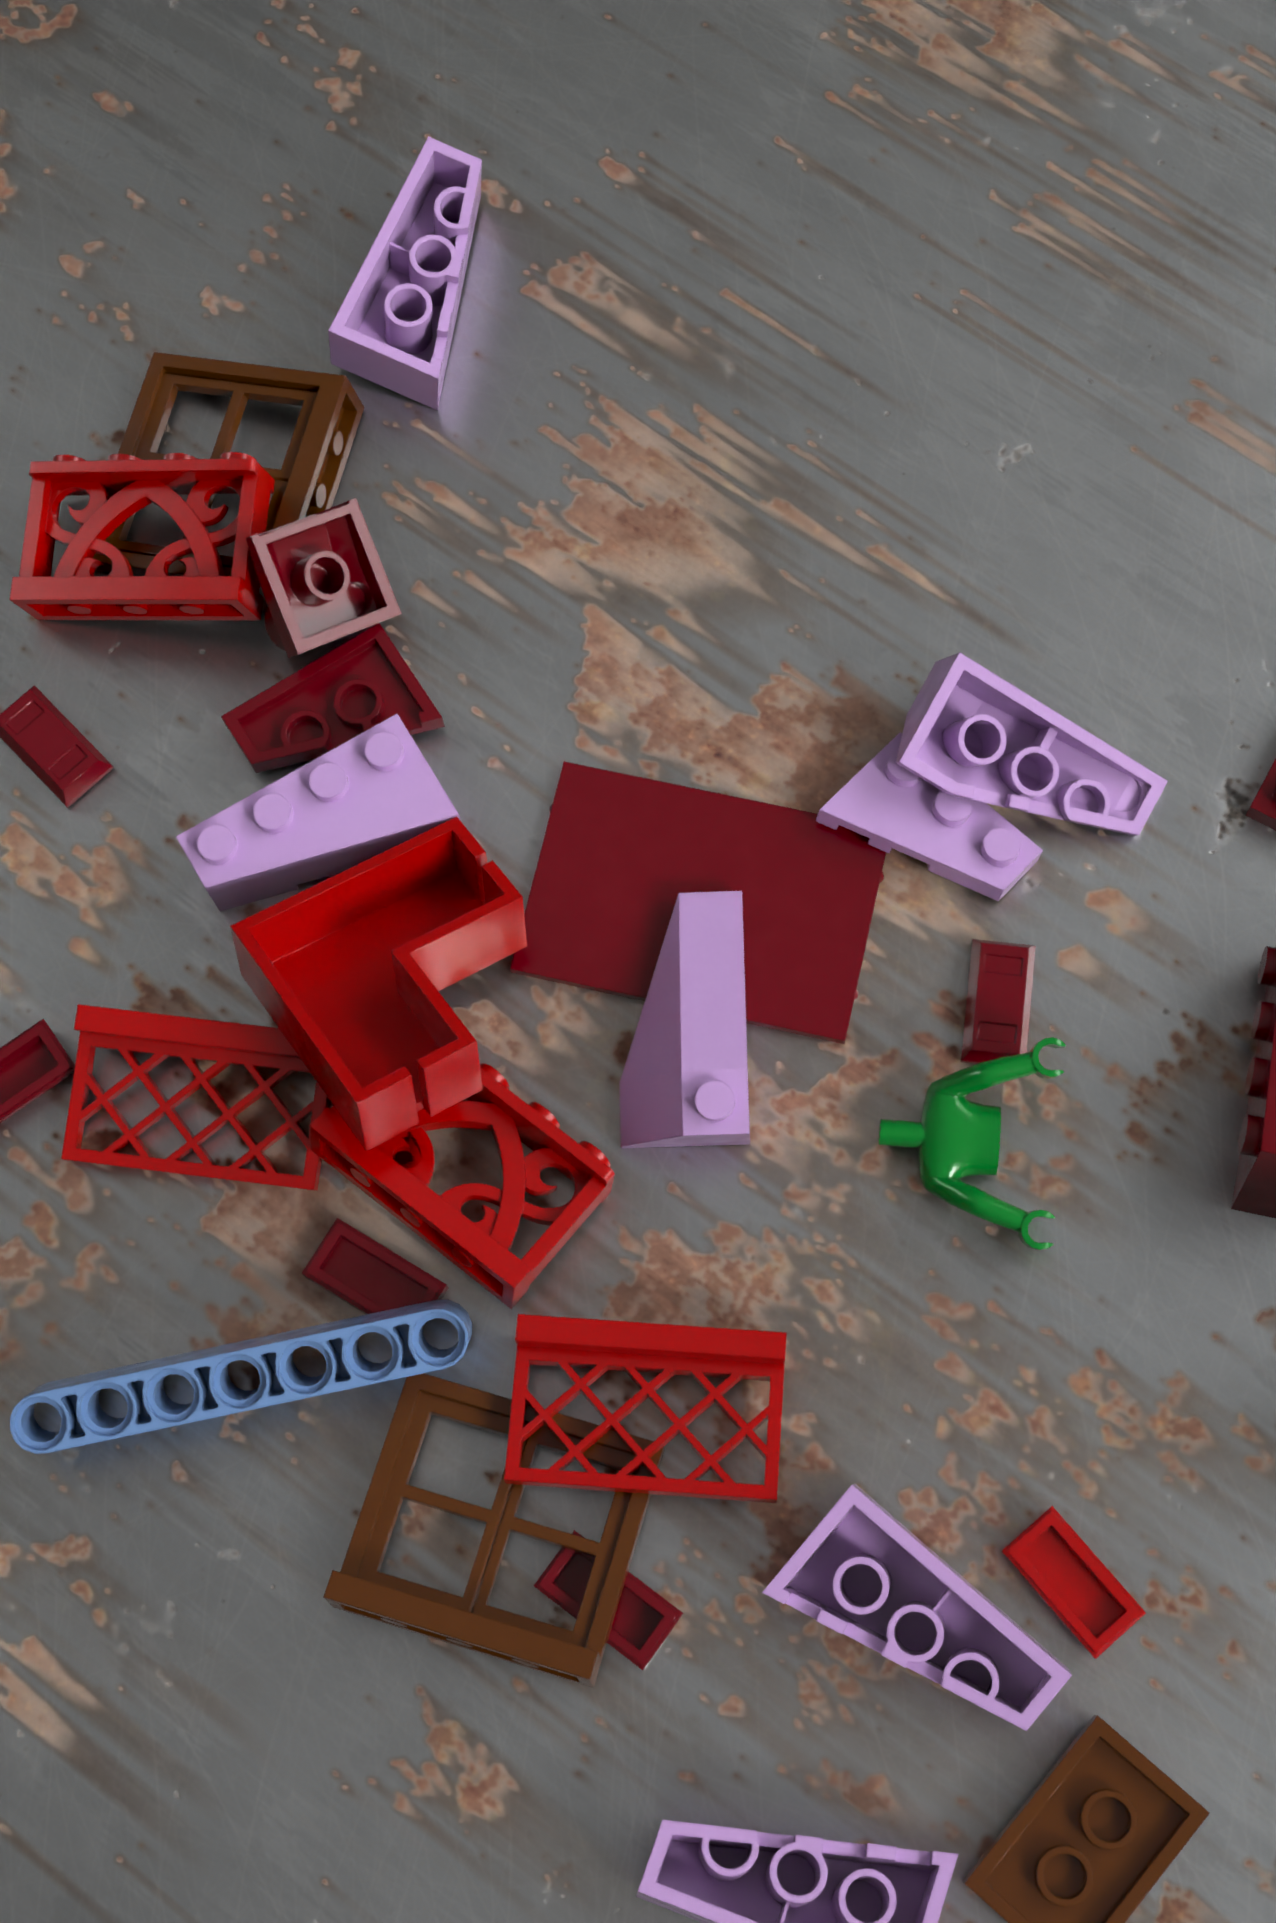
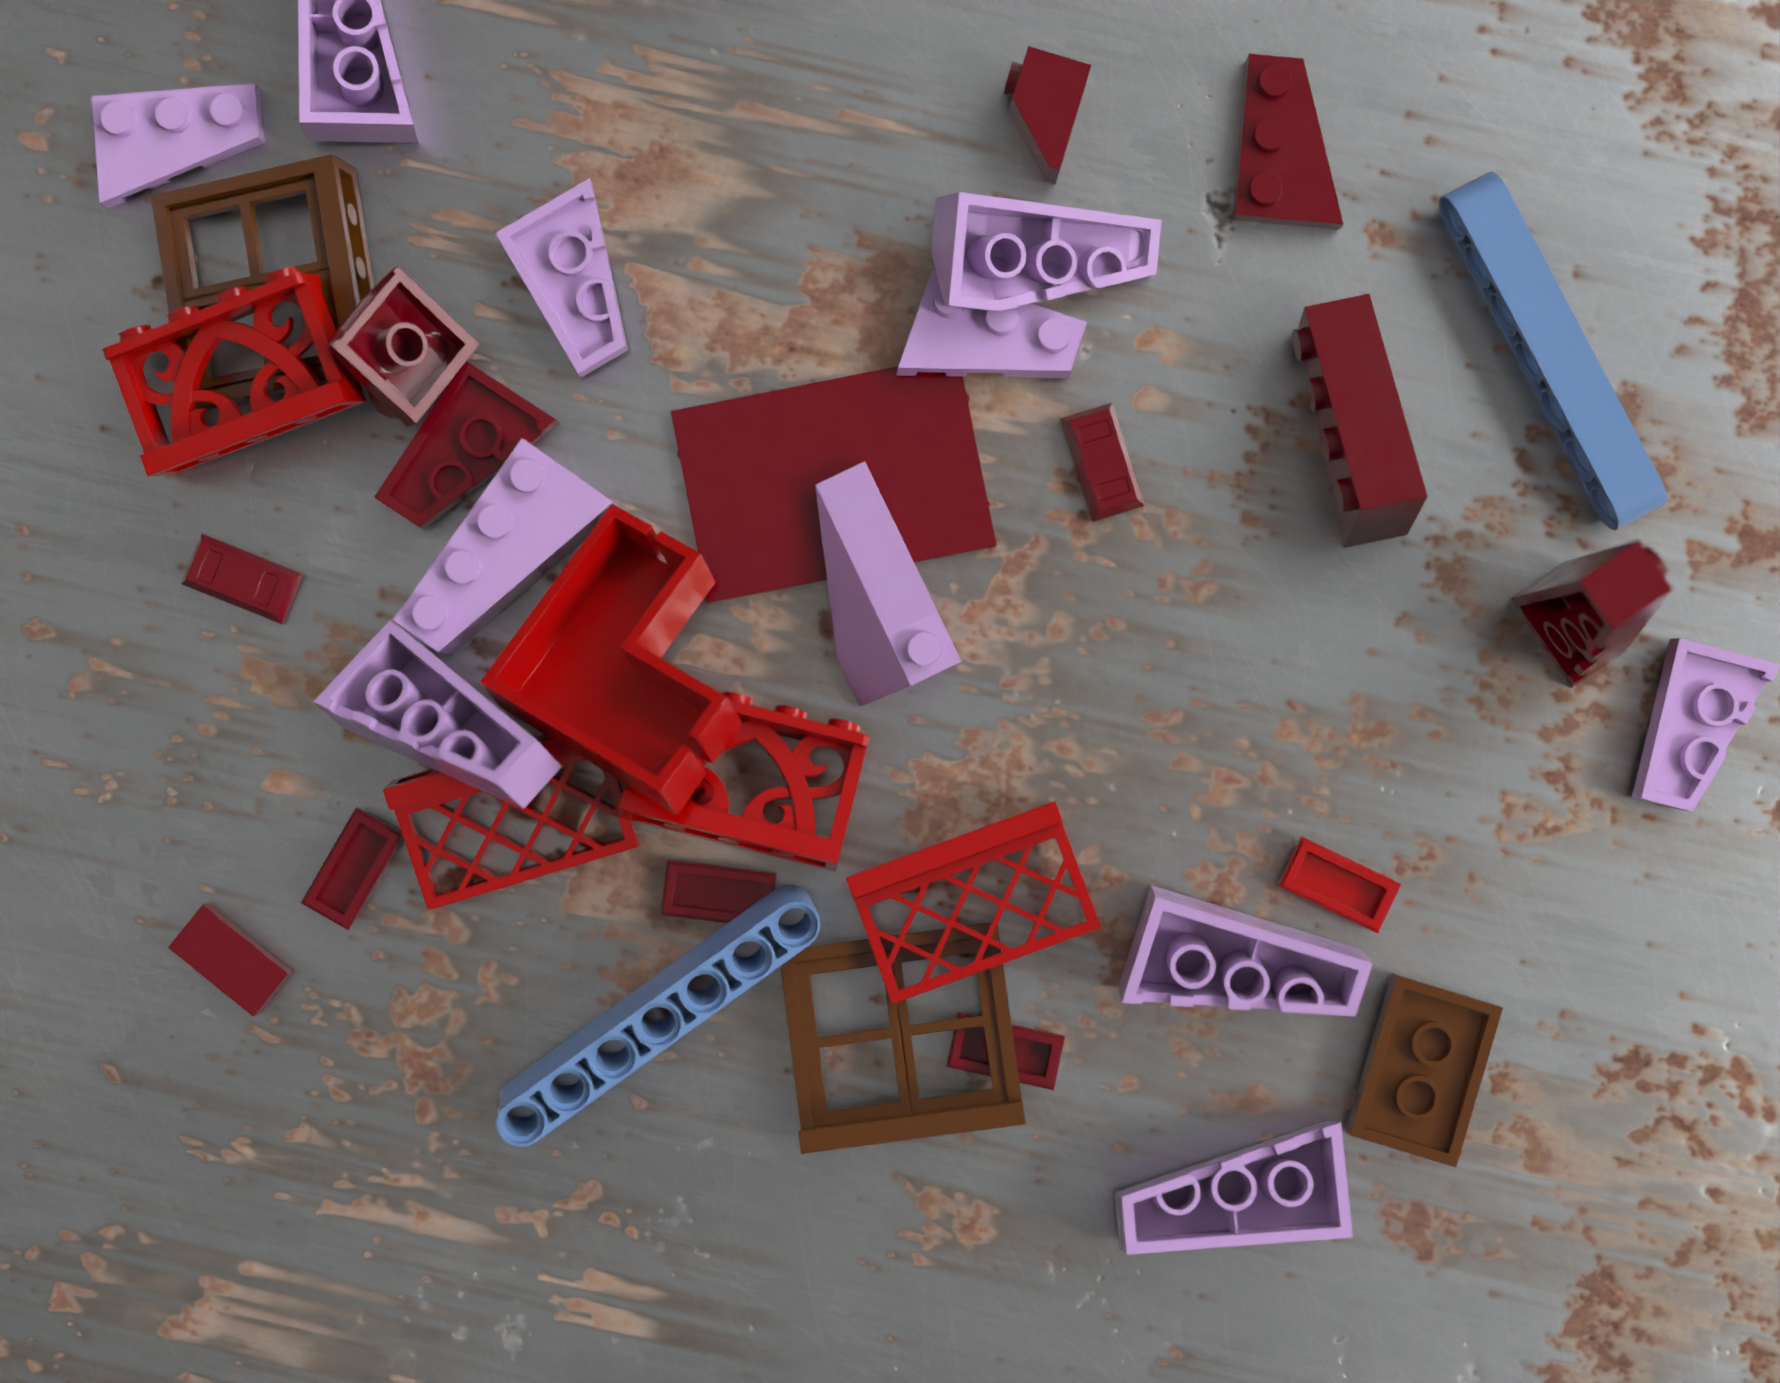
camera: 35 degrees left, 15 degrees up
(168, 951) = (428, 713): none -> lavender wedge
(199, 303) = (163, 133): none -> lavender wing
(524, 588) = (569, 275): none -> lavender wing
(964, 1138) = (1123, 585): green piece -> none
(1092, 618) = (1045, 105): none -> dark red slope

